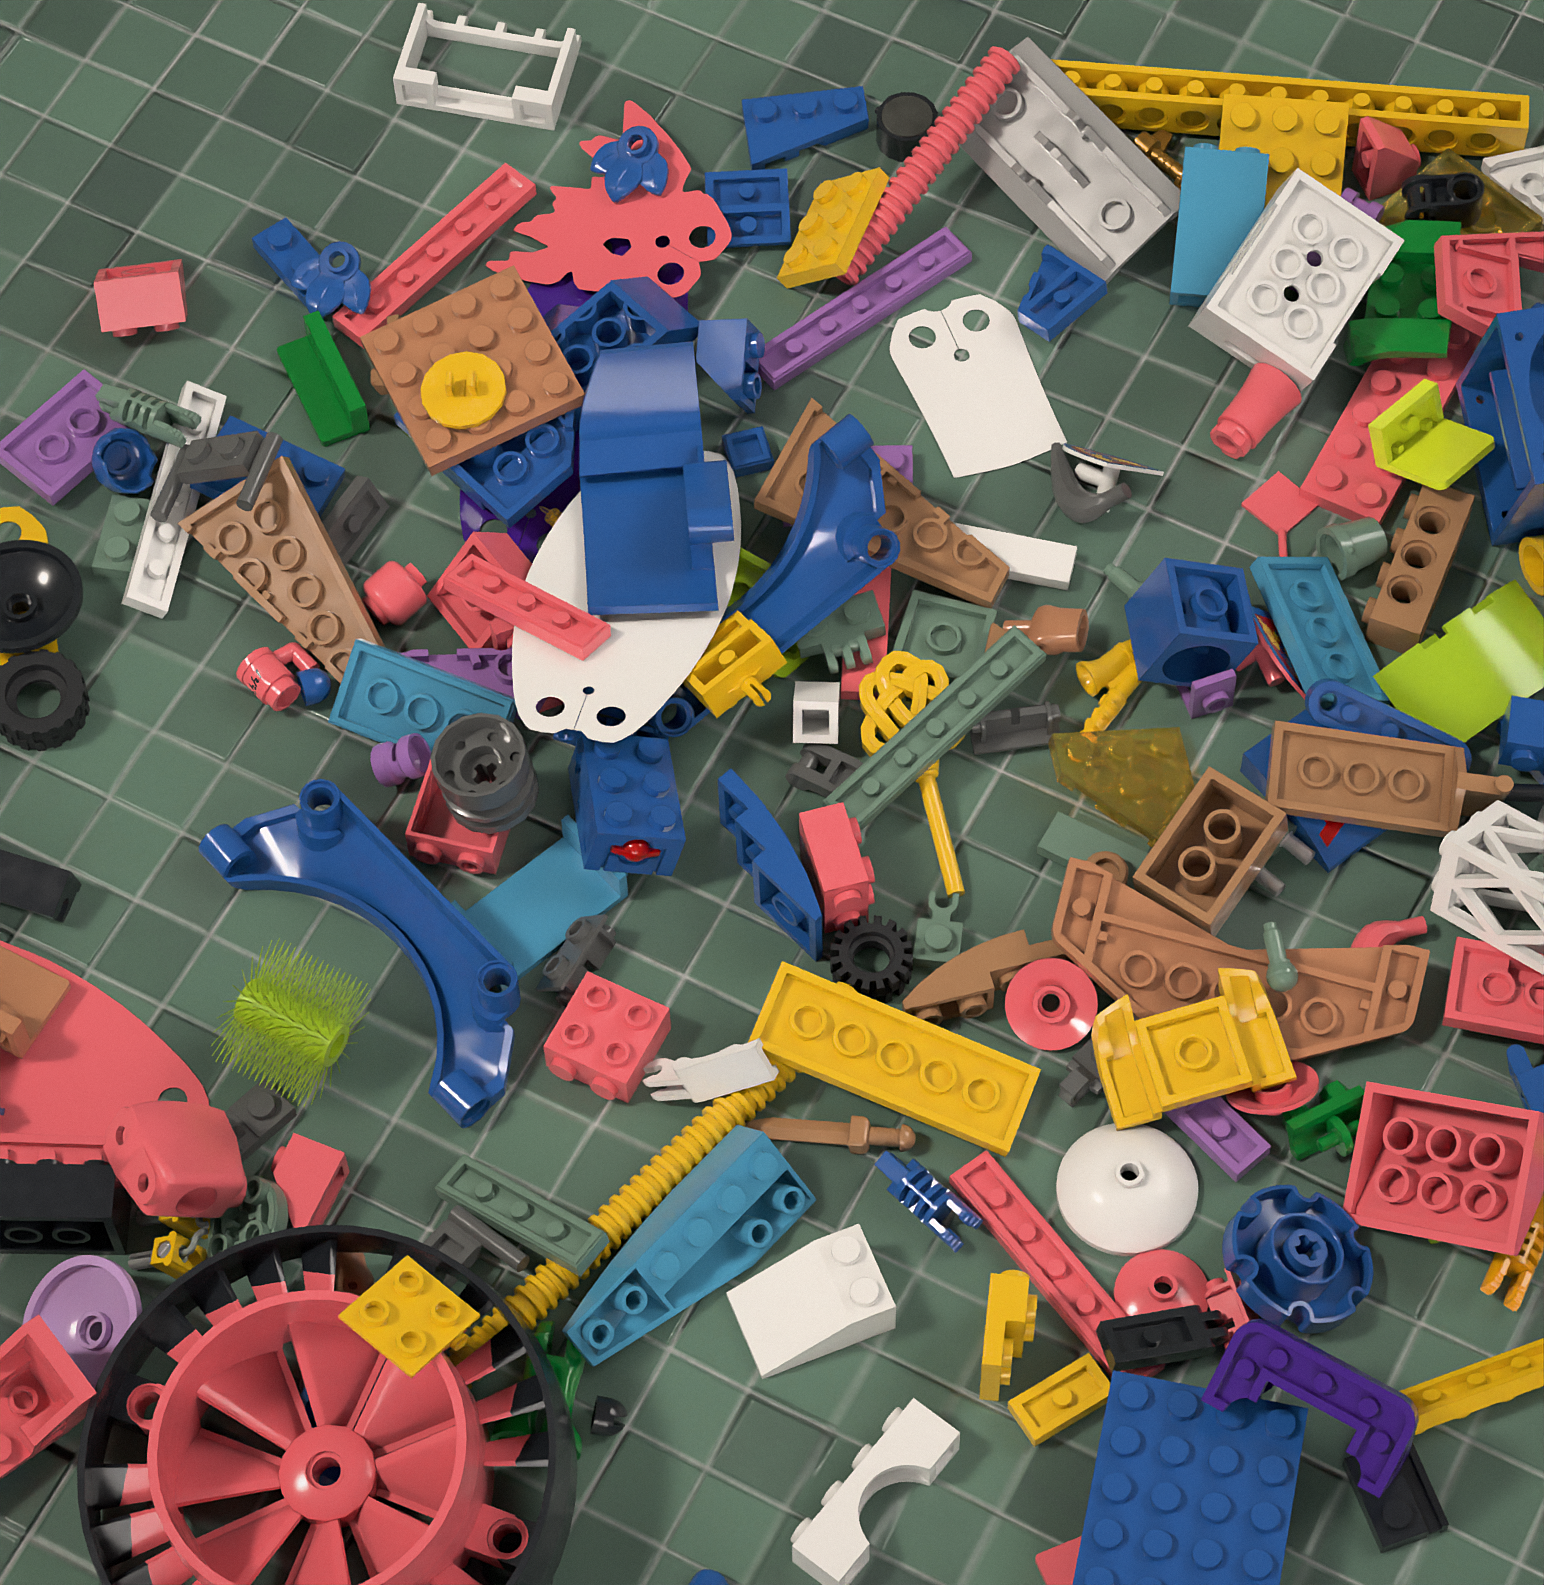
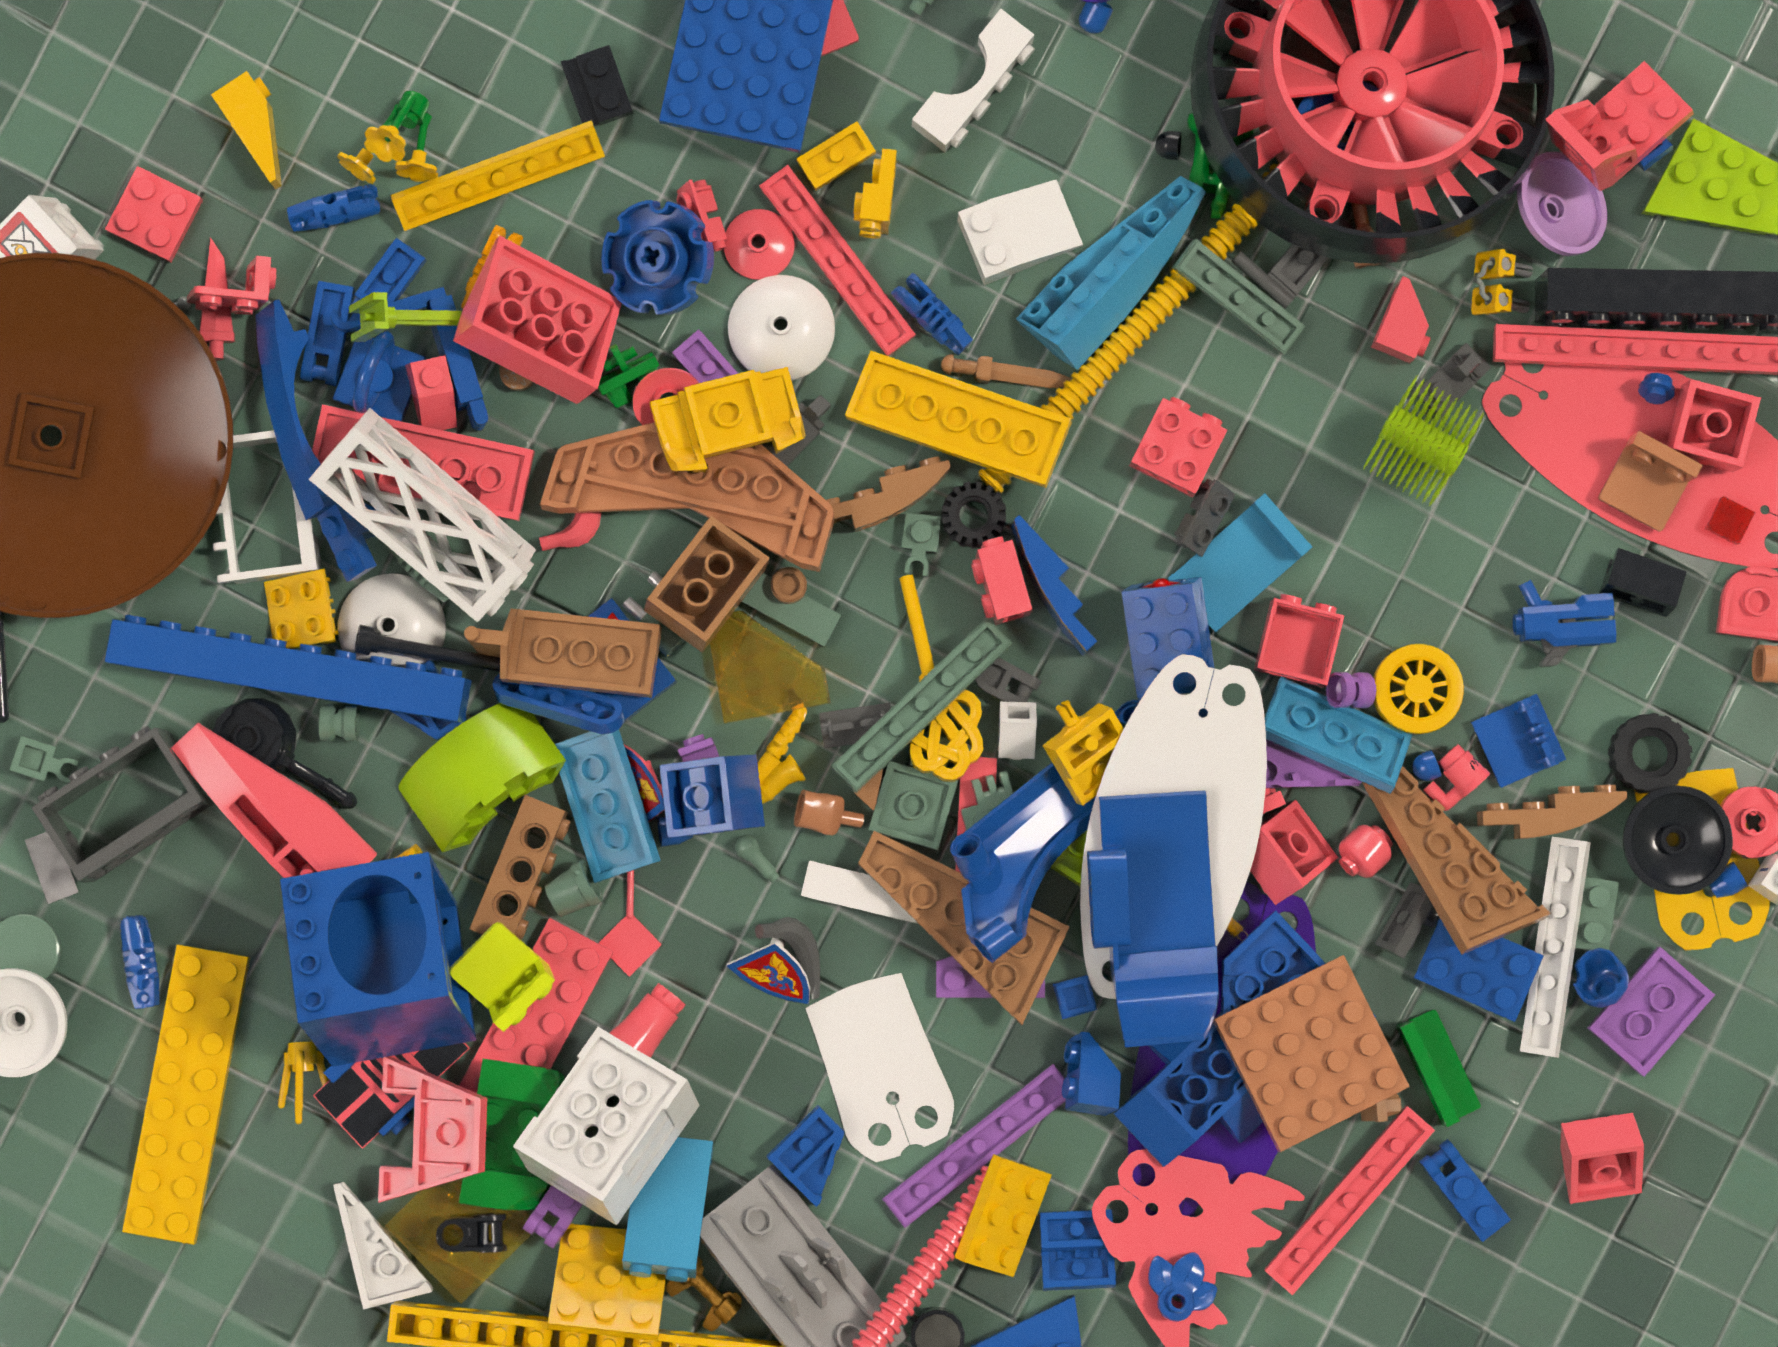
camera: 175 degrees right, 25 degrees up
(128, 838) = (1557, 624): none -> blue piece
(147, 413) = (1586, 1017): sand green hinge -> none
(147, 634) = (1565, 811): none -> medium nougat slope
(177, 1159) = (1501, 316): coral piece -> none
(196, 715) = (1518, 740): none -> blue hinge
(219, 460) = (1515, 957): dark grey plate -> none
(260, 1213) = (1446, 290): sand green tile -> none
(317, 761) = (1418, 689): none -> yellow wheel
(331, 286) = (1436, 1154): blue plate -> none
(354, 865) = (1283, 439): blue panel -> none
(410, 1317) = (1319, 146): yellow hinge -> none
(463, 390) = (1318, 1022): yellow piece -> none
(485, 773) = (1303, 650): dark grey wheel -> none
(527, 607) = (1256, 803): coral tile -> none
(711, 1075) = (1120, 405): white arm -> none
(1058, 1027) = (839, 462): coral dish -> none
(1161, 1337) = (762, 196): black hinge -> none
(1270, 1356) = (650, 121): dark purple windscreen -> none
(1281, 972) = (657, 479): sand green piece -> none
(1383, 158) = (516, 1288): coral slope -> none

